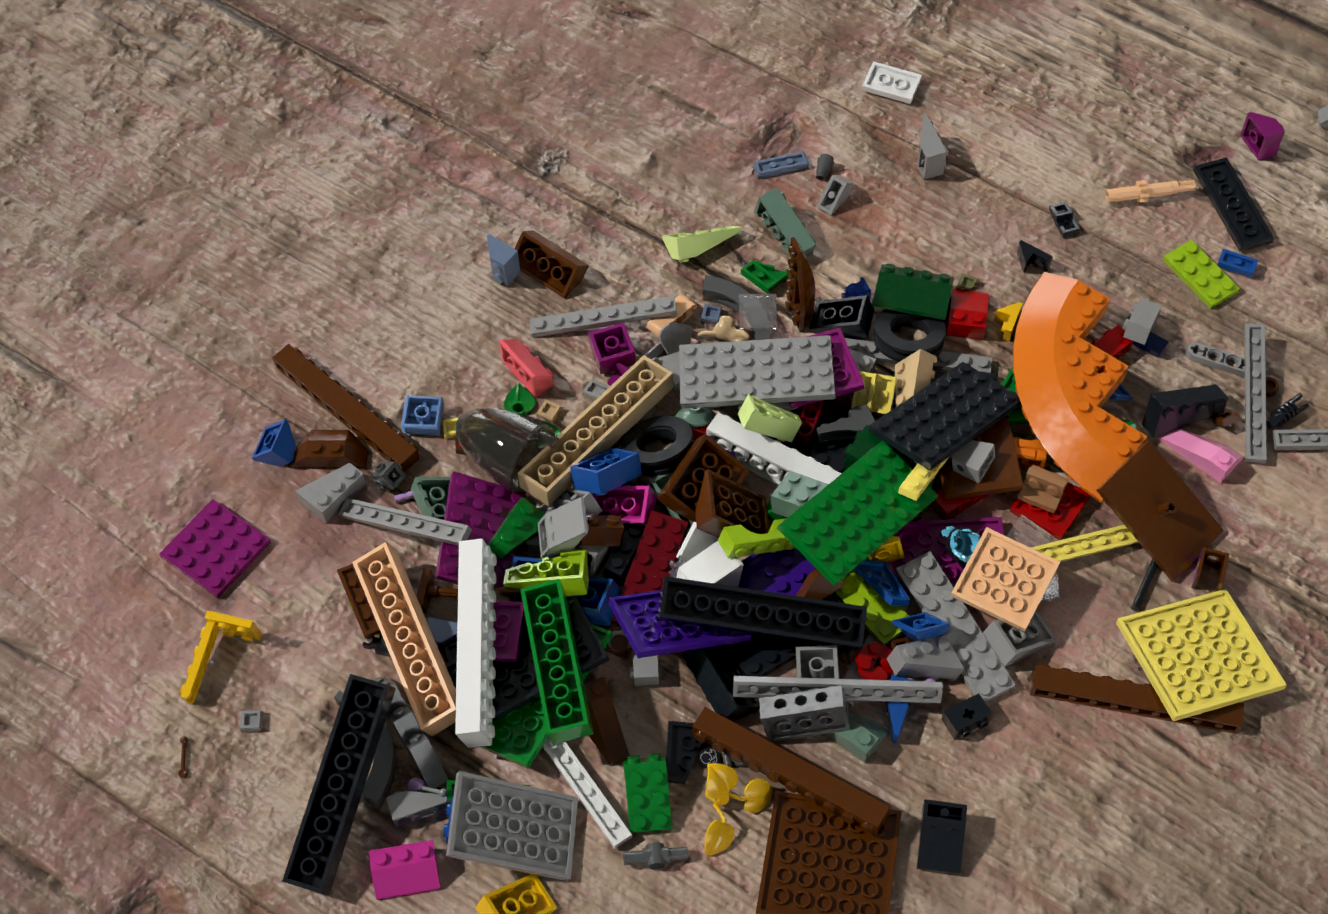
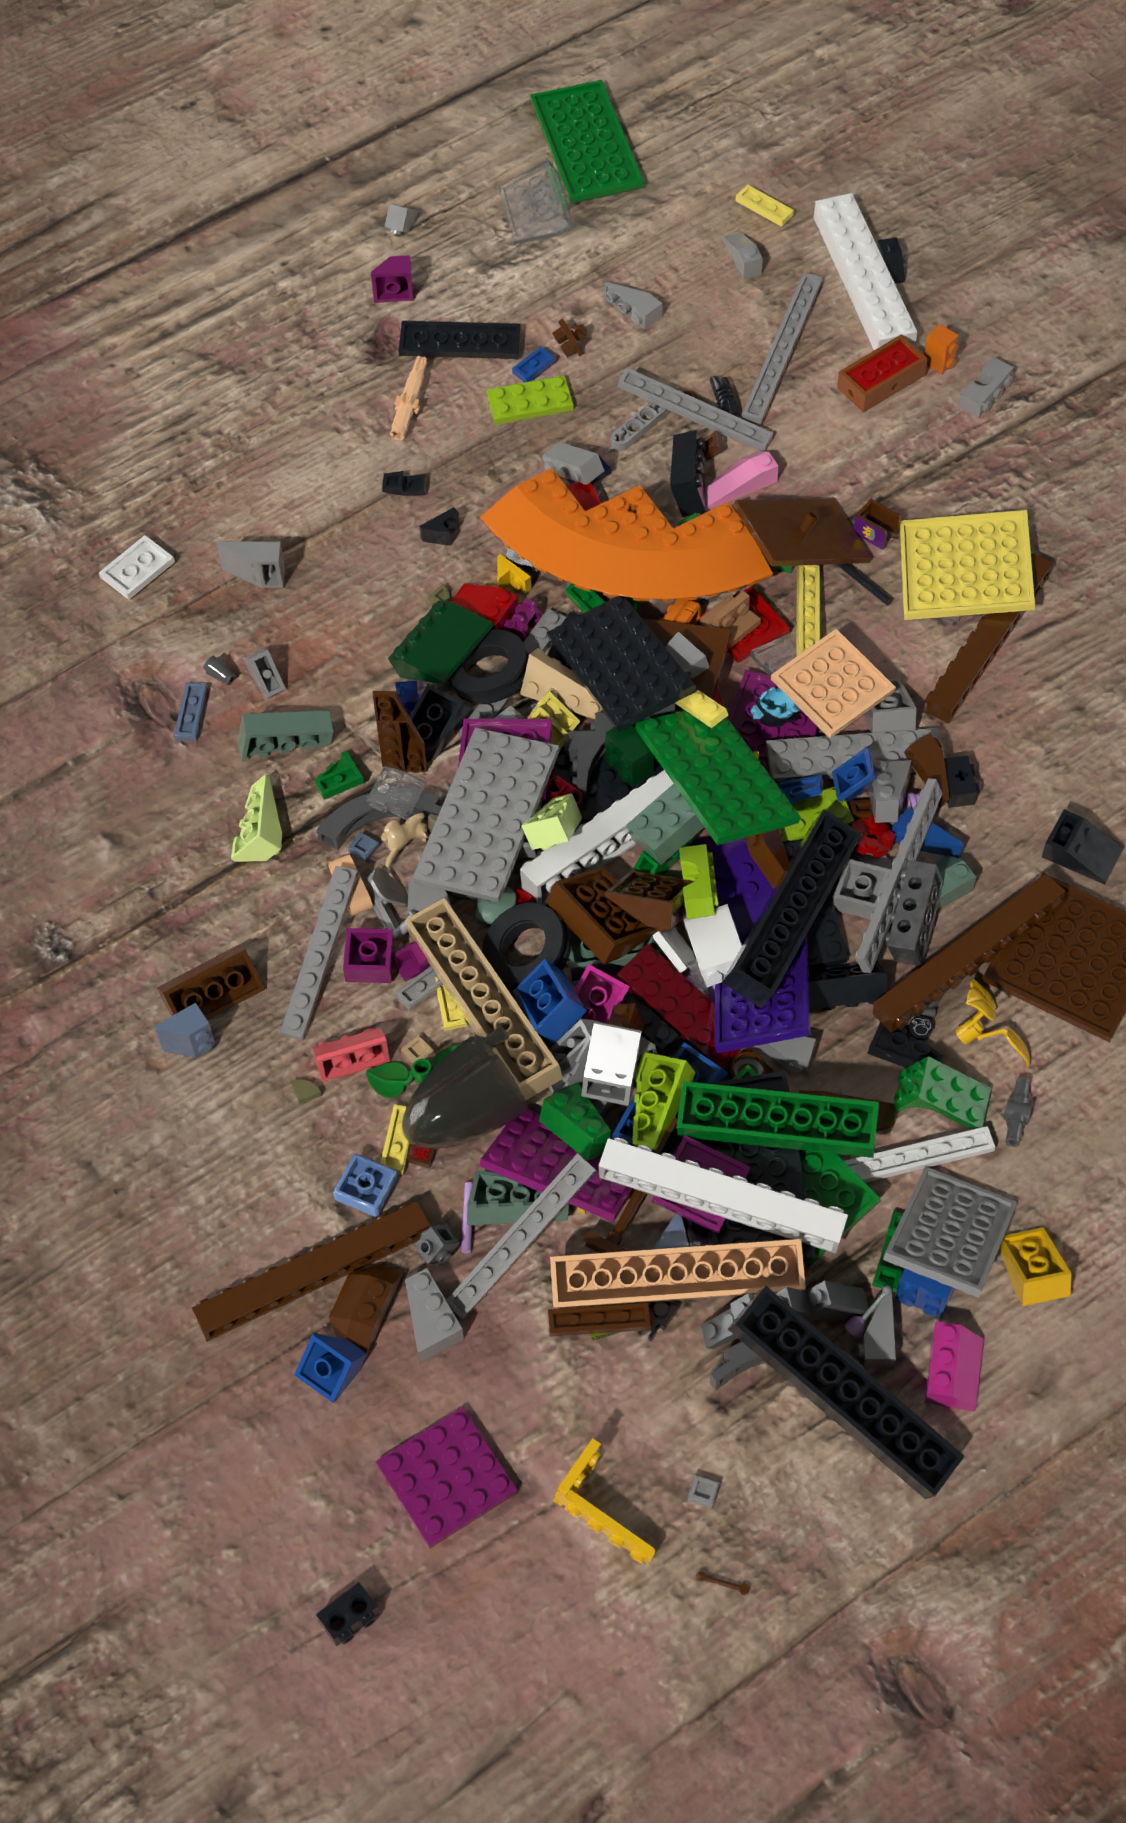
camera: 70 degrees left, 0 degrees up
(97, 518) = (342, 1609): none -> black brick
(488, 352) = (305, 1090): none -> olive tile
(964, 339) = (522, 616): none -> magenta piece
(968, 683) = (929, 763): none -> reddish brown slope
(1283, 278) = (577, 333): none -> reddish brown hips

